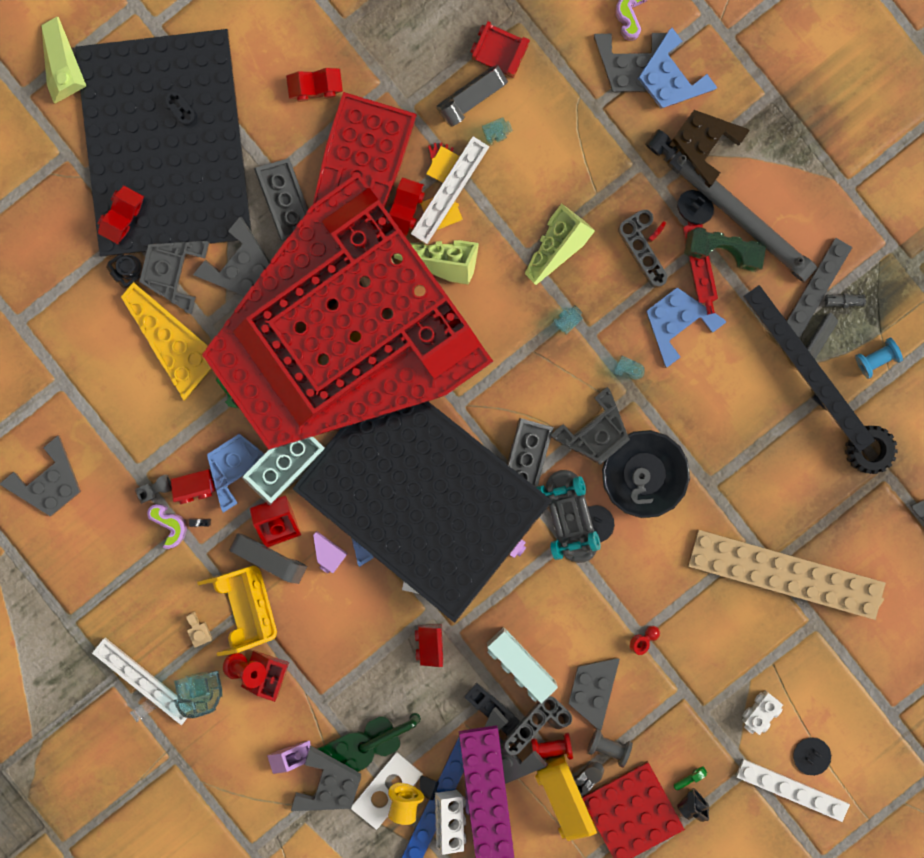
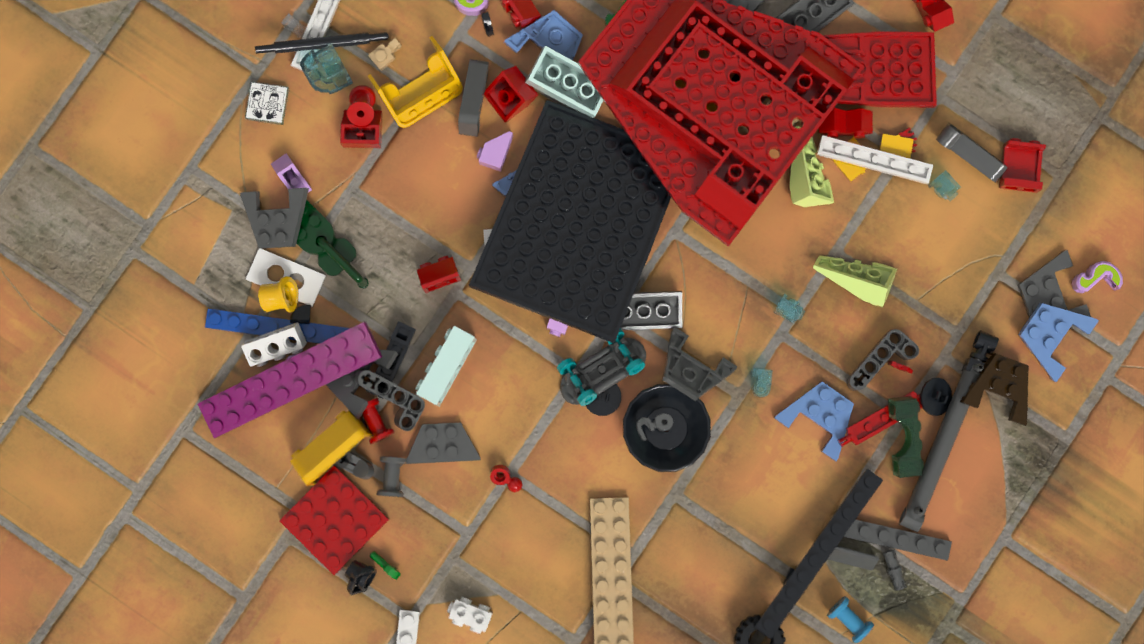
camera: 65 degrees right, 5 degrees down
(169, 689) = (321, 42): none -> black axle
(211, 758) = (267, 103): none -> tile

